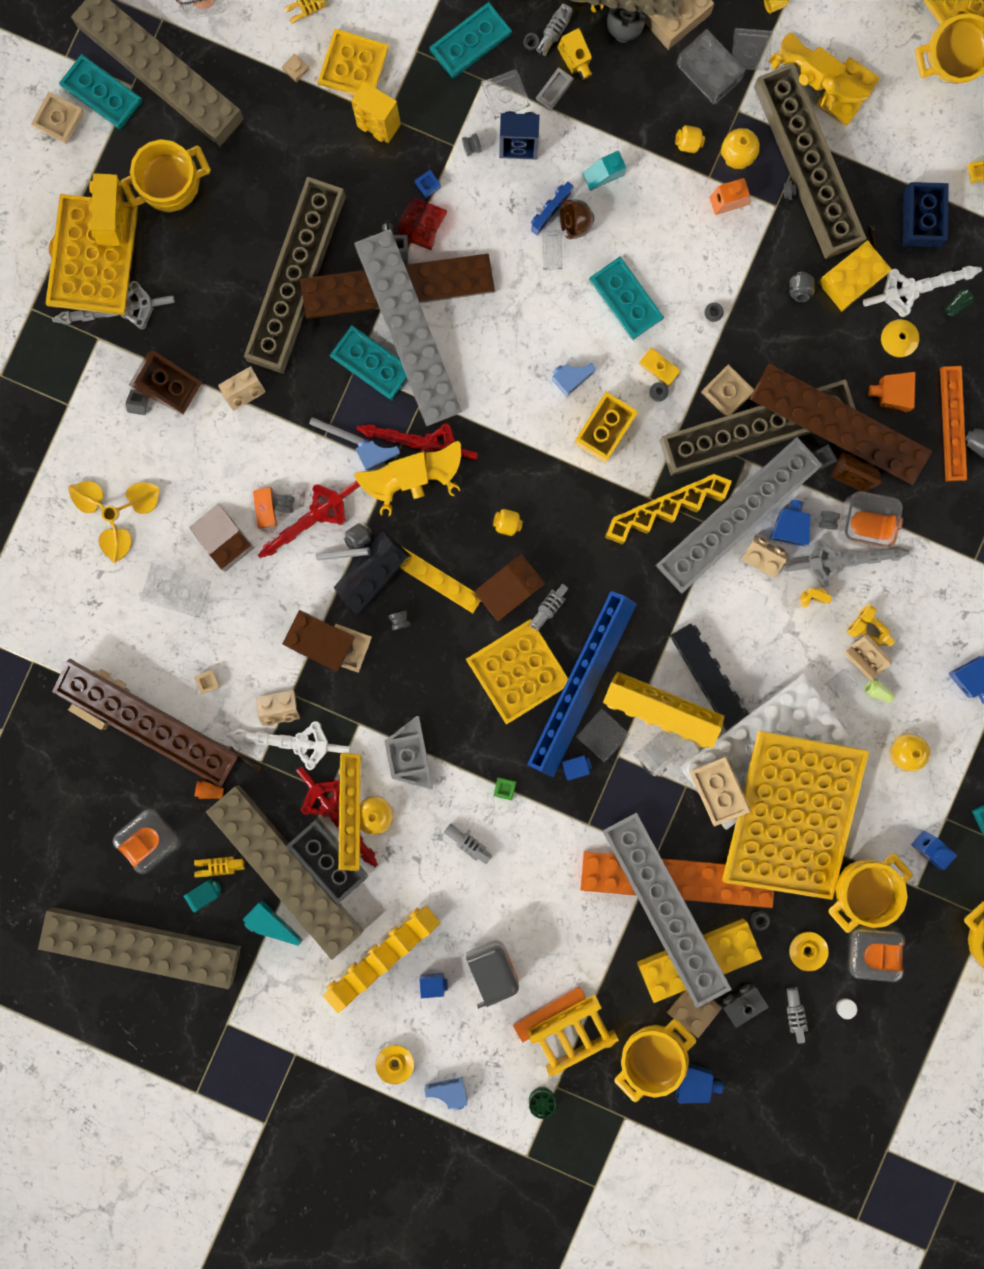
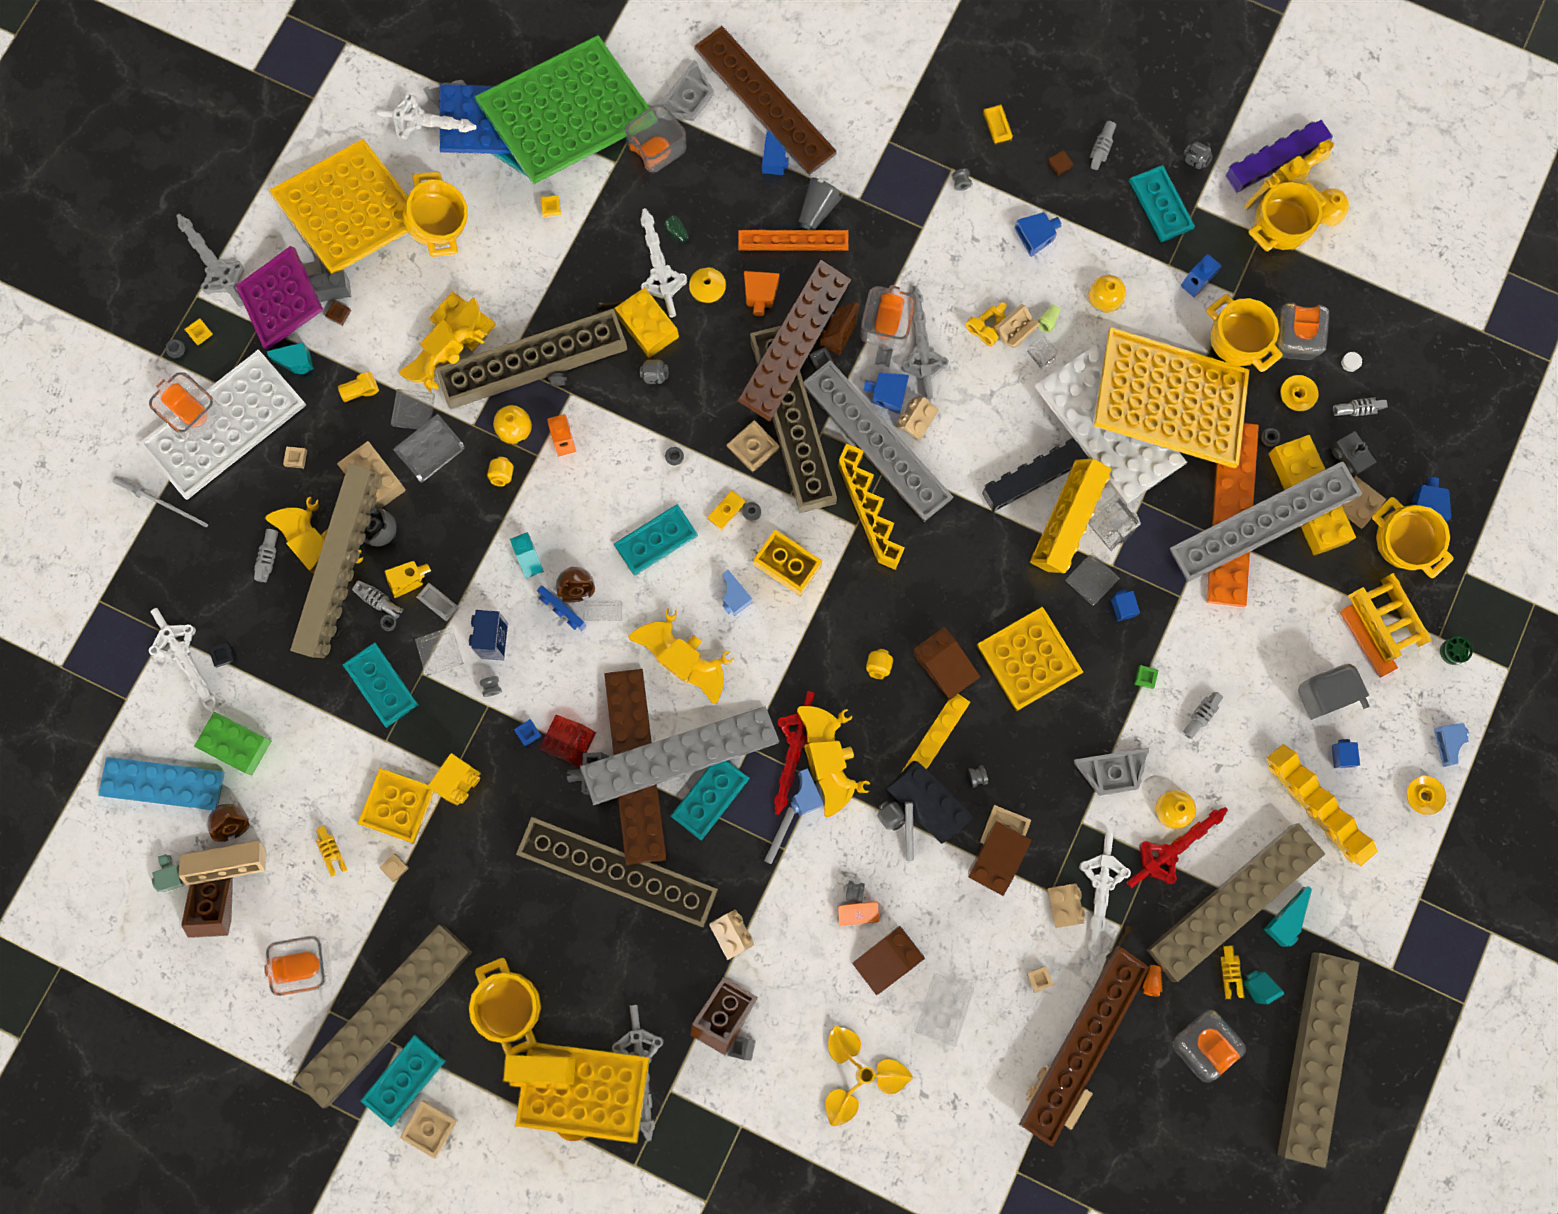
camera: 90 degrees left, 10 degrees down
(318, 512) = (864, 856): red bar -> none
(319, 854) = (1224, 856): dark grey brick -> none
(349, 812) = (1175, 831): yellow plate -> none
(507, 328) = (682, 657): none -> yellow torso
(549, 607) = (965, 625): light grey hinge -> none
(582, 684) = (1044, 596): blue brick -> none
(720, 791) = (1152, 463): tan plate -> none
(819, 595) = (955, 378): yellow bracket -> none
(925, 214) = (591, 255): dark blue brick -> none

